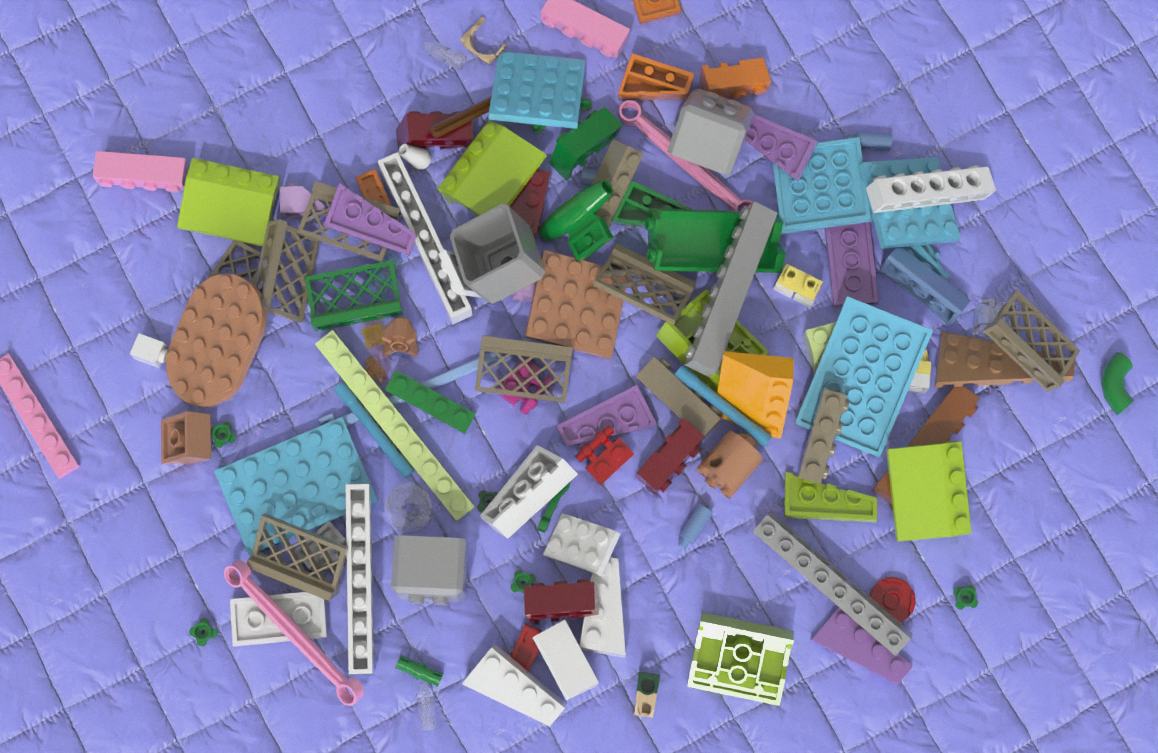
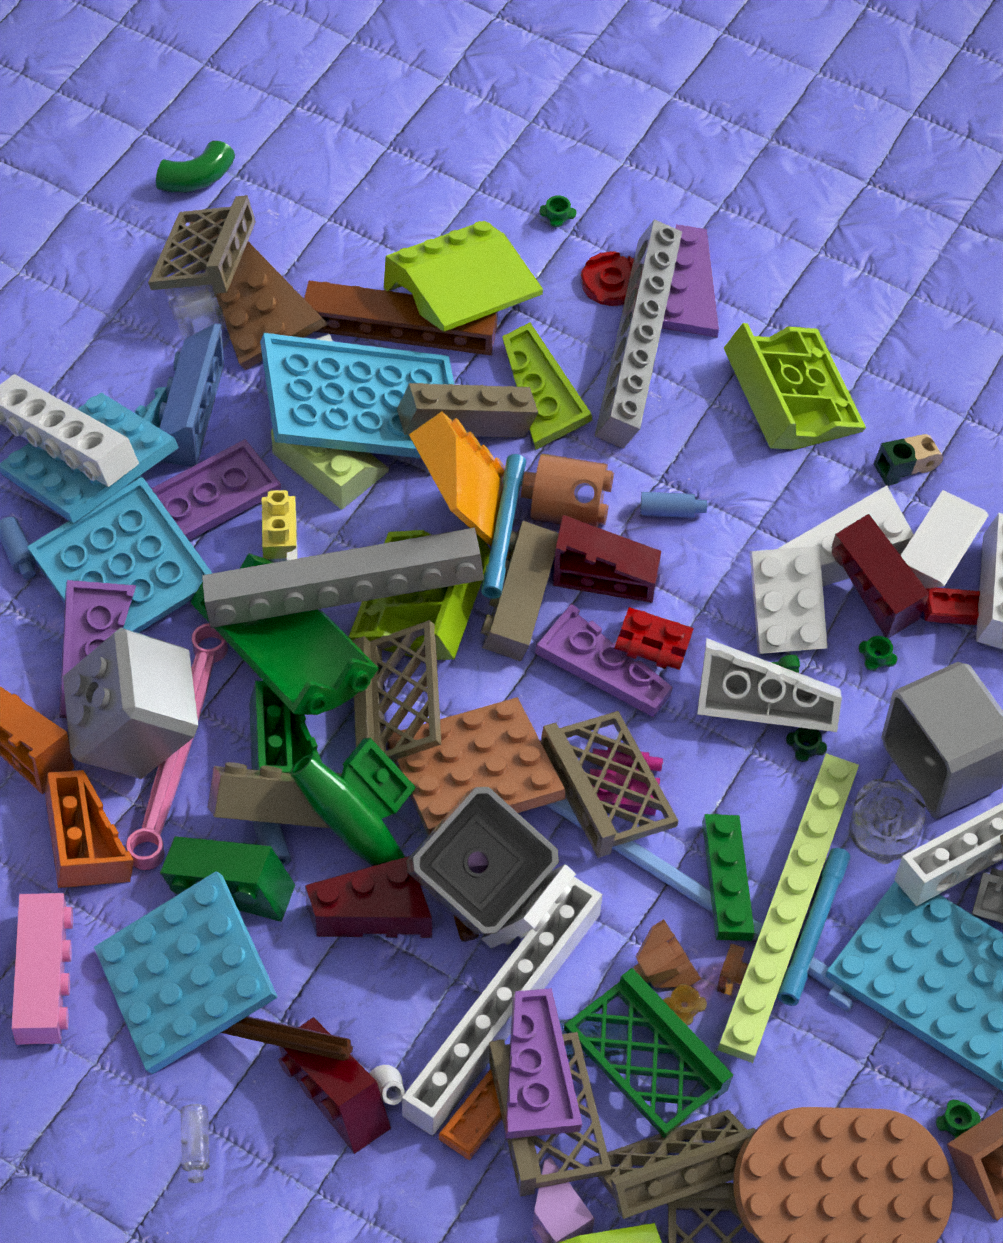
camera: 120 degrees left, 20 degrees down
(467, 40) = (167, 1077): tan helmet -> none
(491, 170) = (353, 959): lime piece -> none

